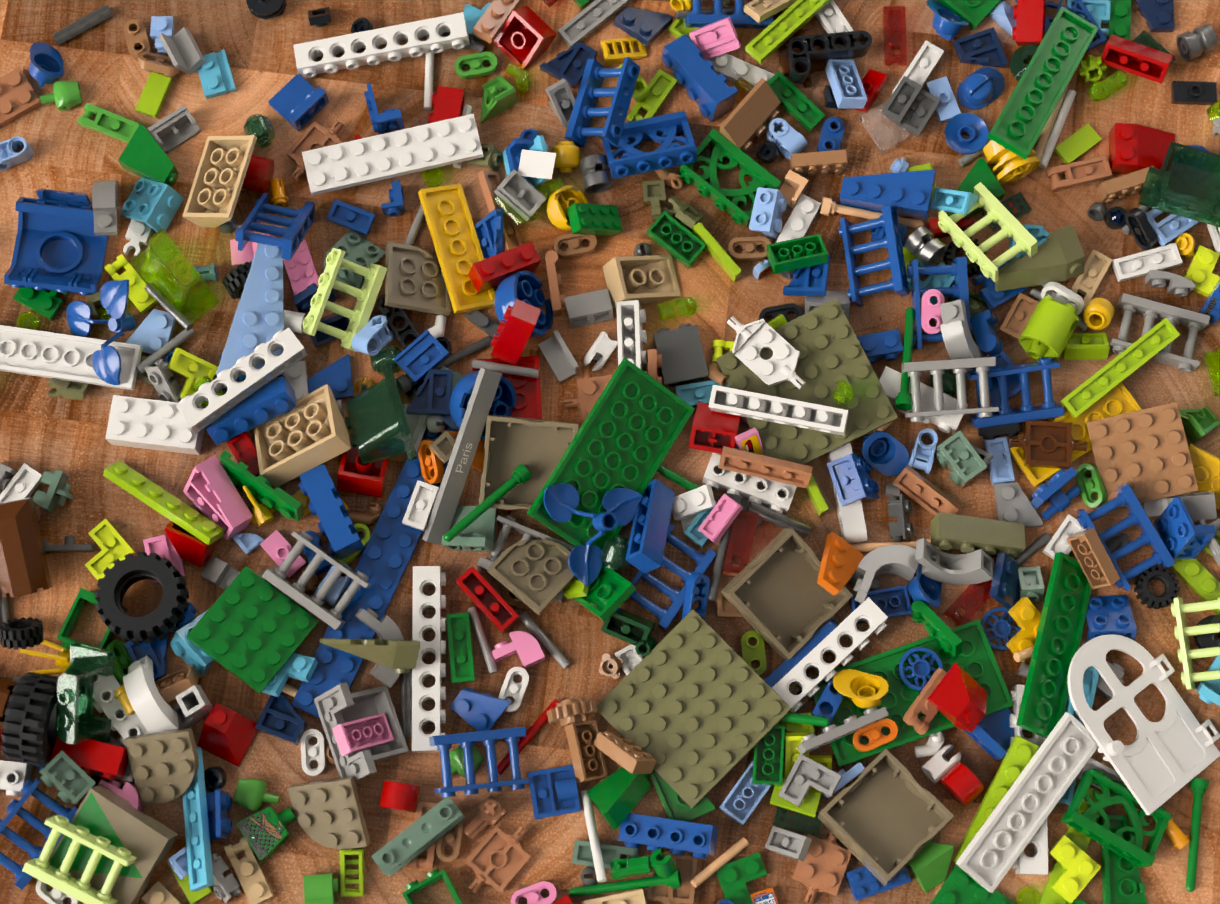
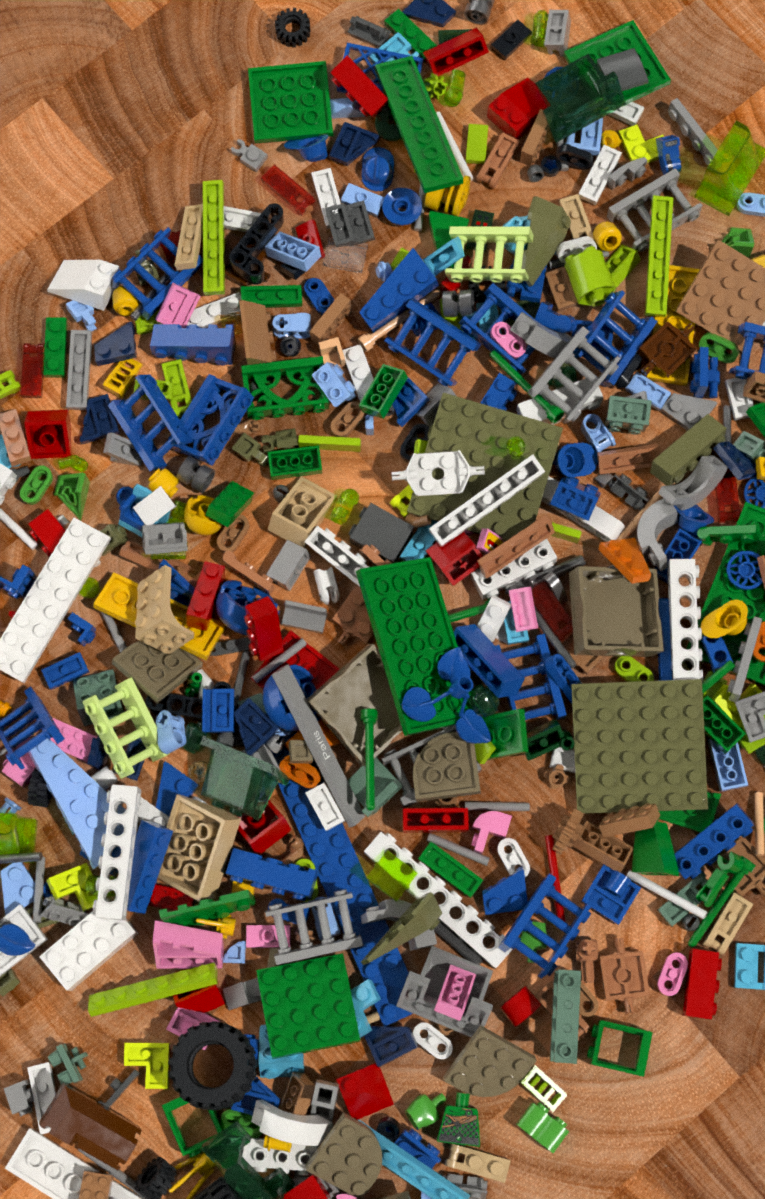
camera: 45 degrees left, 0 degrees up
(411, 604) = (391, 875): none -> clear neon green piece
(428, 321) = (193, 685): none -> green arm
(445, 245) = (154, 618): none -> tan bracket
(761, 529) = (556, 587): none -> flat silver beam

